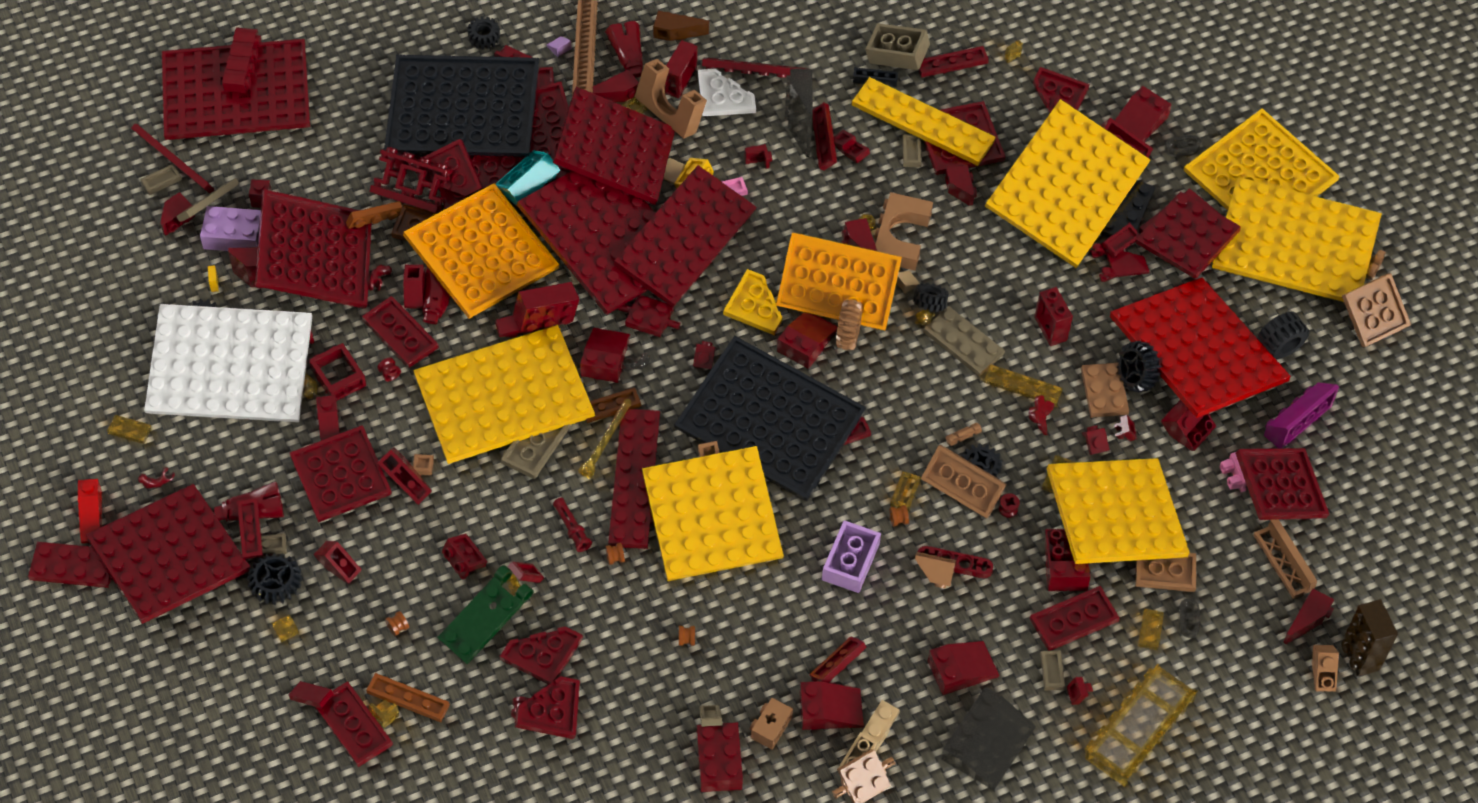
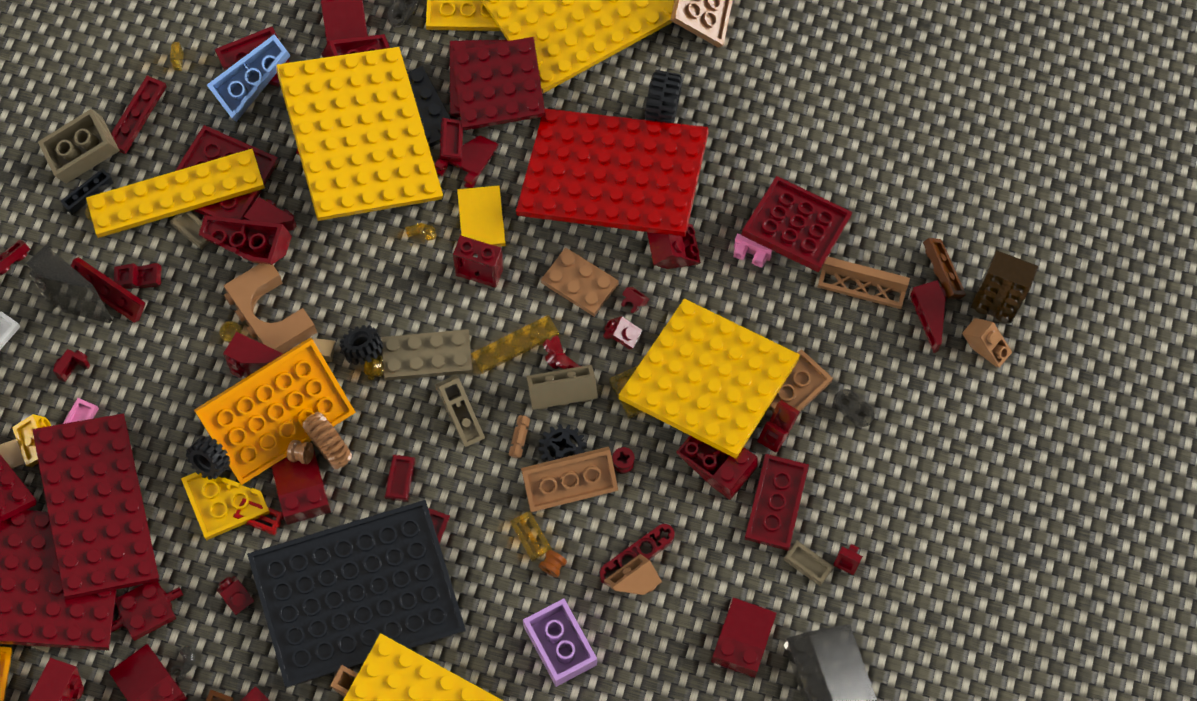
camera: 50 degrees left, 10 degrees up
(770, 342) = (276, 523): none -> red tile
(773, 268) = (207, 457): none -> black tyre
(827, 317) = (300, 451): none -> medium nougat wheel
(868, 388) = (400, 478): none -> dark red tile
(934, 181) = (248, 239): none -> dark red wedge
(945, 386) = (460, 410): none -> dark tan slope
(1020, 430) = (562, 387): none -> dark tan brick
(1038, 96) = (248, 77): none -> light blue wedge
(1044, 272) = (421, 228): none -> clear yellow arm
(1090, 299) = (482, 214): none -> yellow tile
(1125, 581) = (779, 426): none -> dark red slope
(1139, 724) = (921, 536): window -> none
(1142, 366) = (590, 236): black gear -> none
(1150, 629) = (836, 447): clear yellow tile -> none
(1300, 414) = (743, 150): magenta slope -> none
(1349, 601) = (944, 268): none -> reddish brown plate

